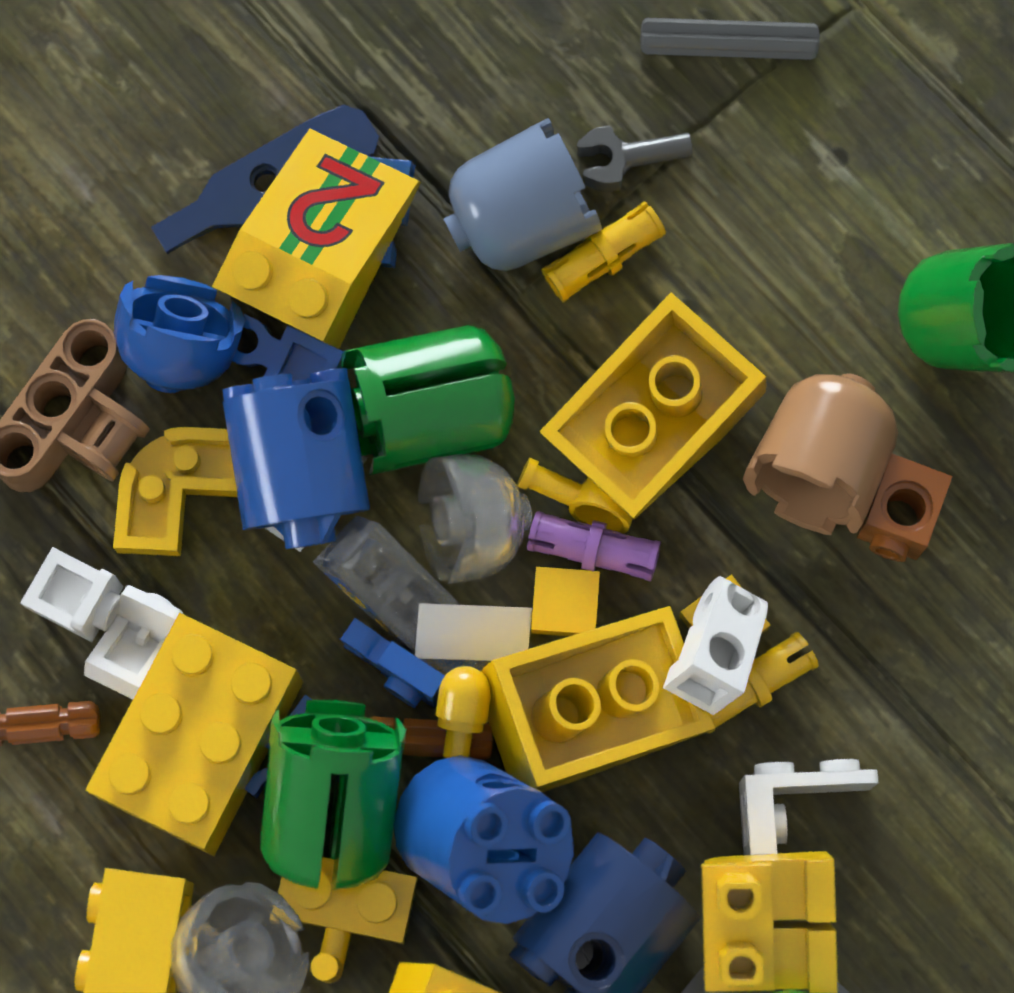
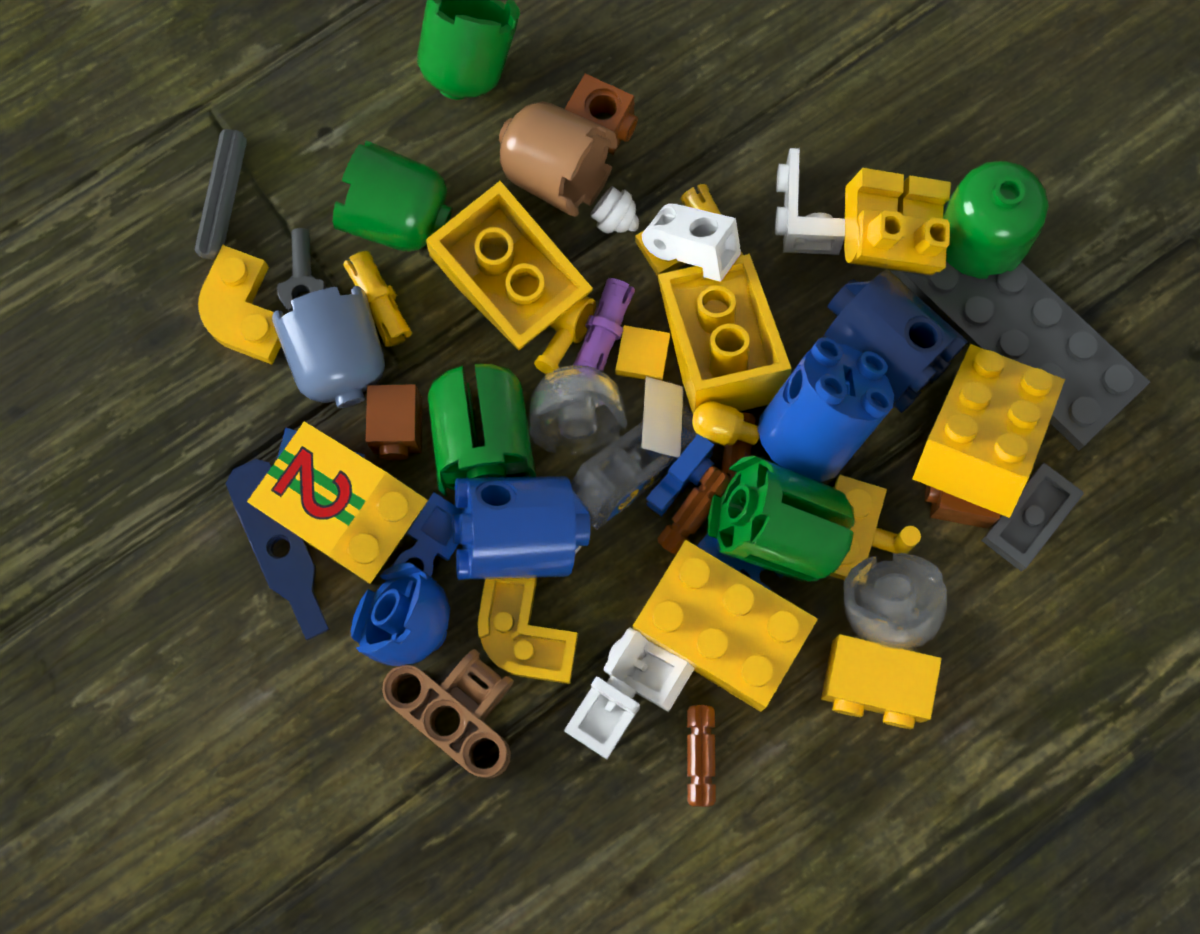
camera: 80 degrees left, 0 degrees up
(349, 684) = (694, 510): none -> dark orange axle
(435, 292) = (394, 420): none -> dark orange brick
(579, 70) = (228, 307): none -> yellow plate
(734, 246) = (391, 199): none -> green cylinder
(763, 545) = (615, 212): none -> white plate

